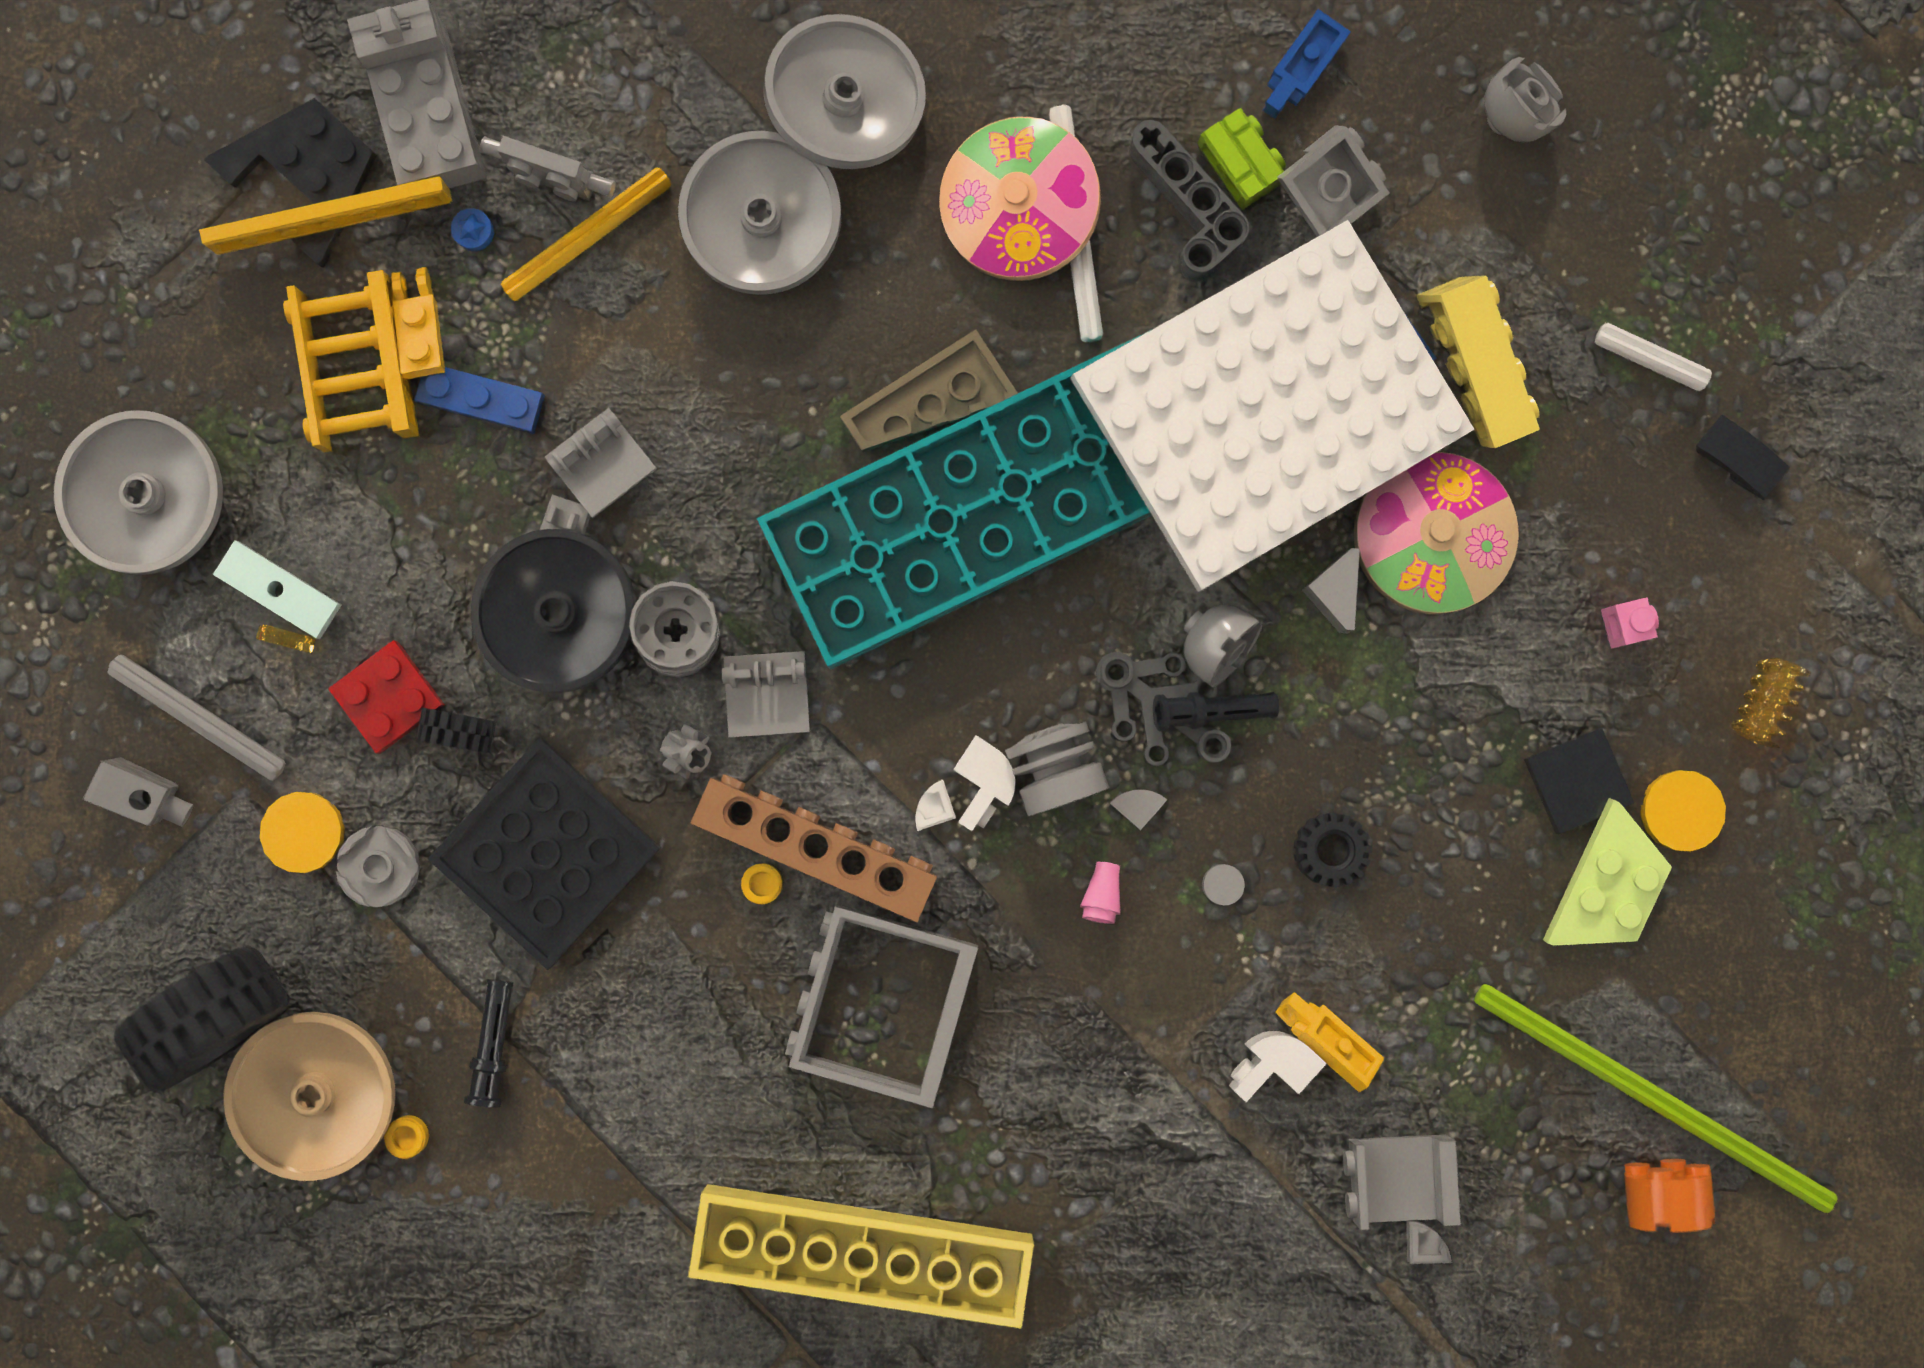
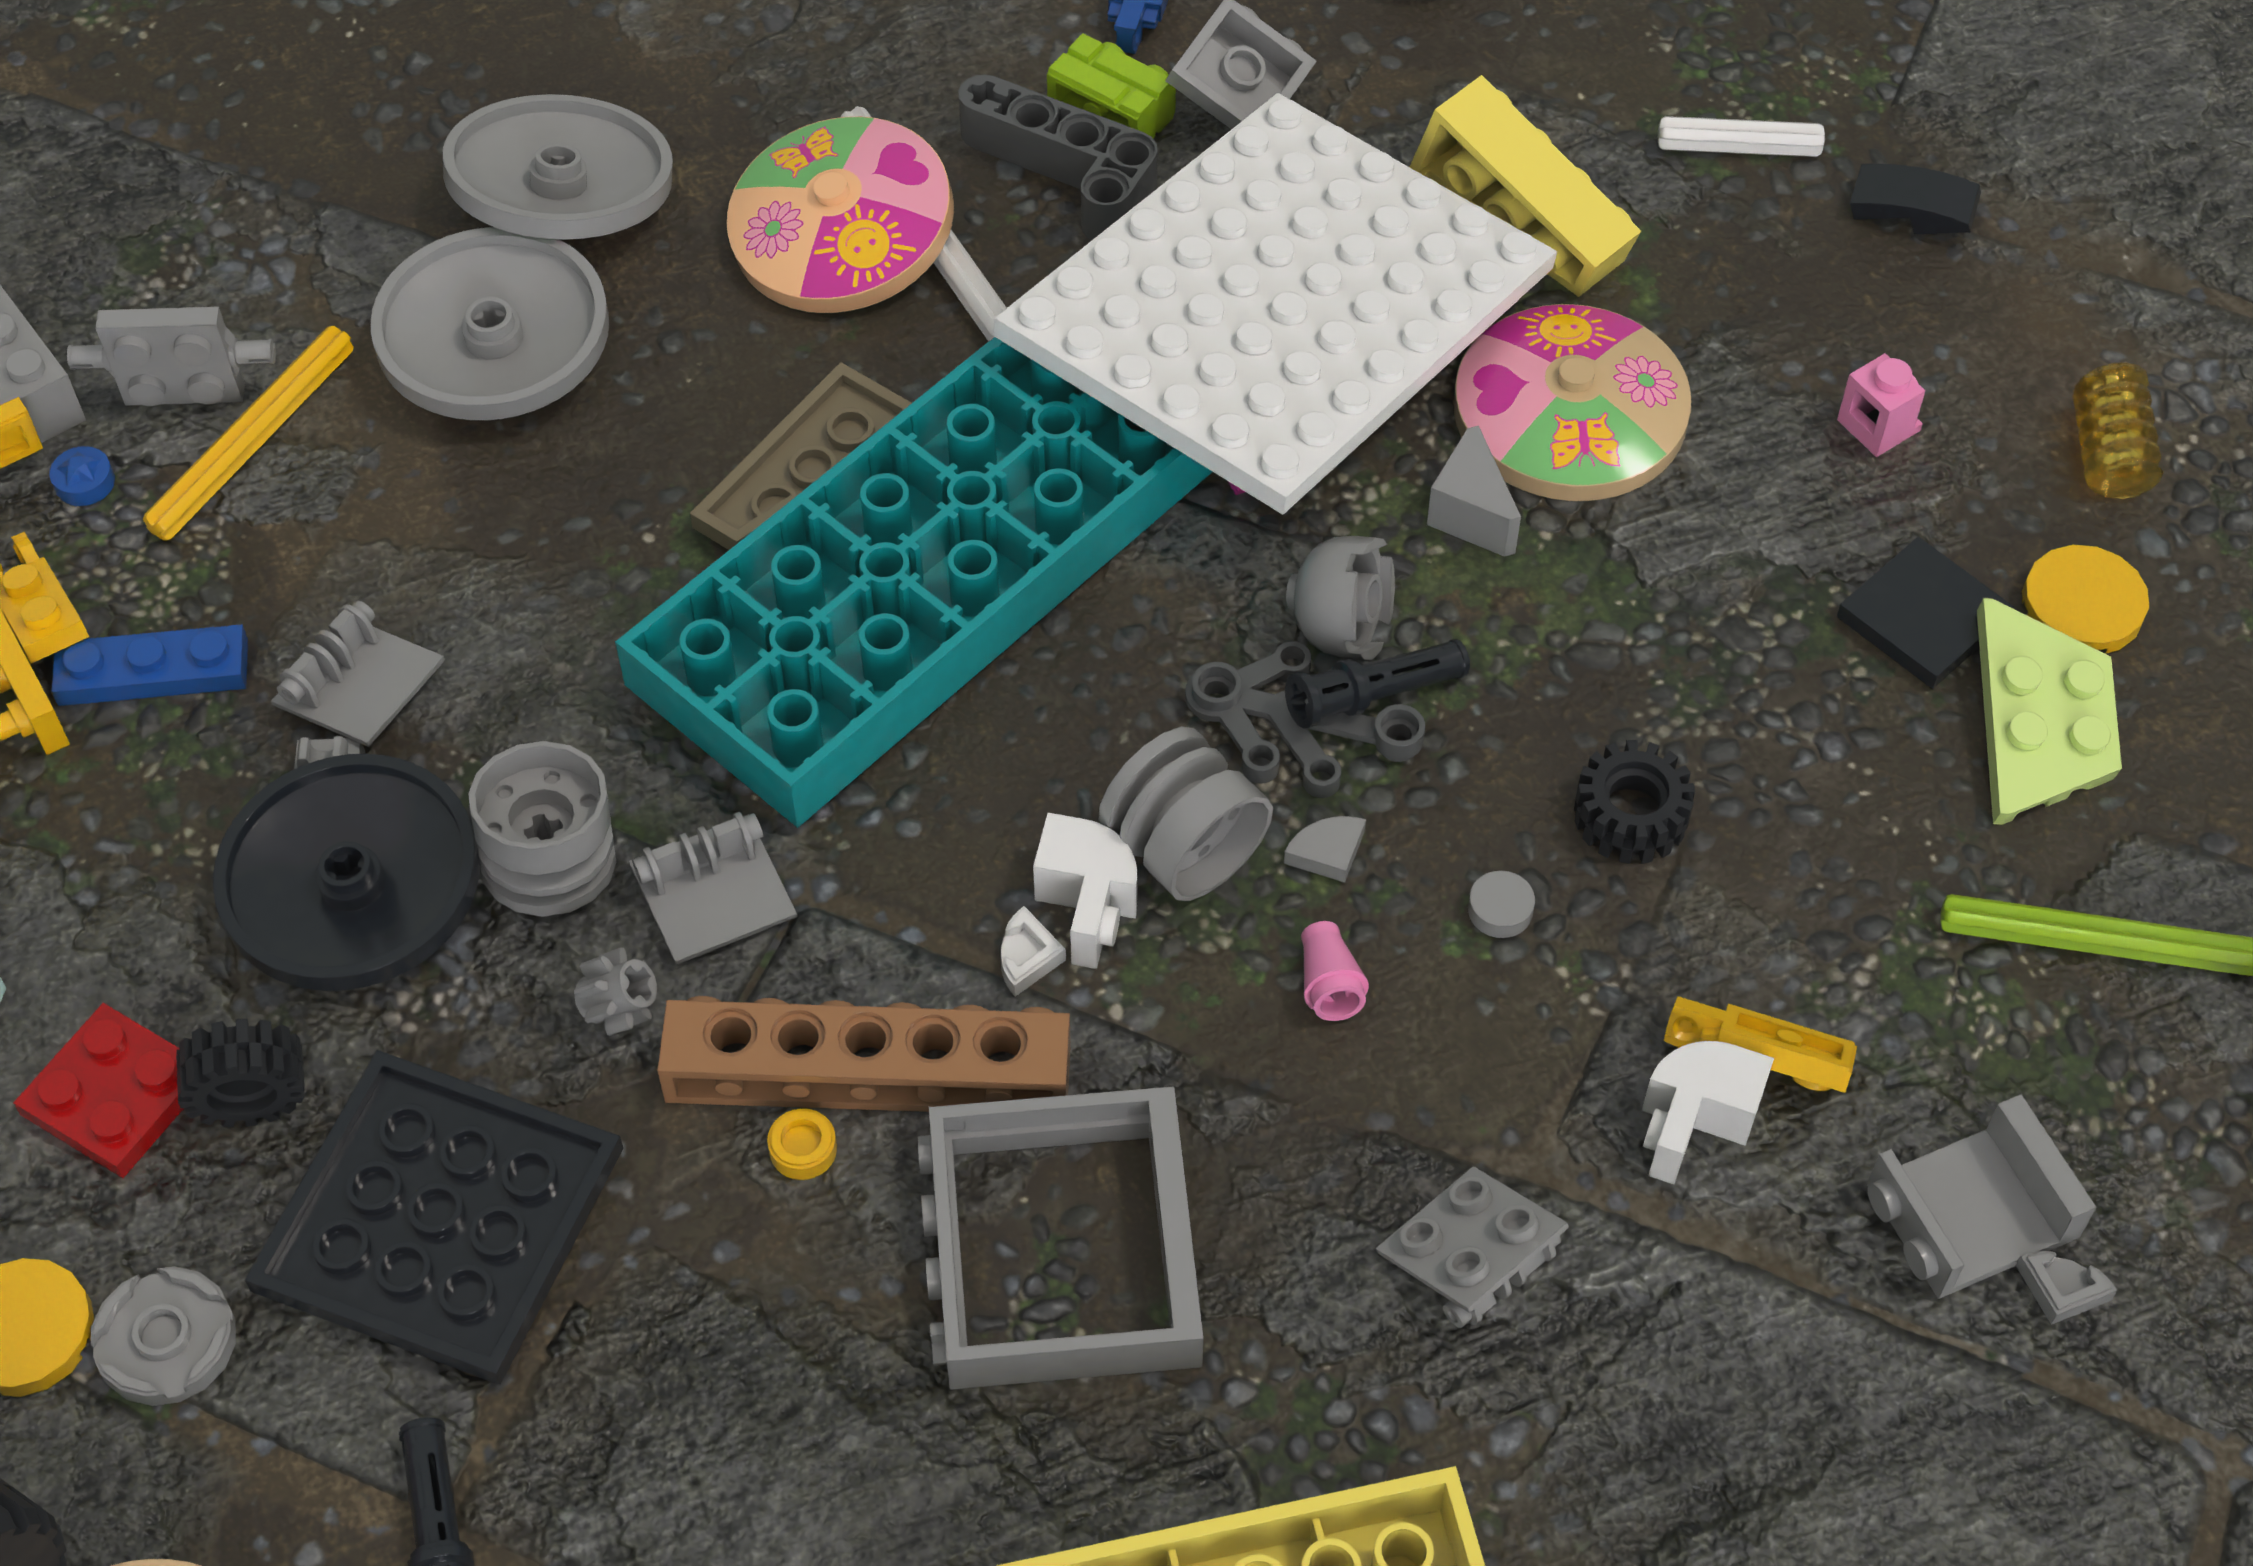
camera: 20 degrees left, 30 degrees down
(1109, 1095) = (1474, 1244): none -> light grey hinge

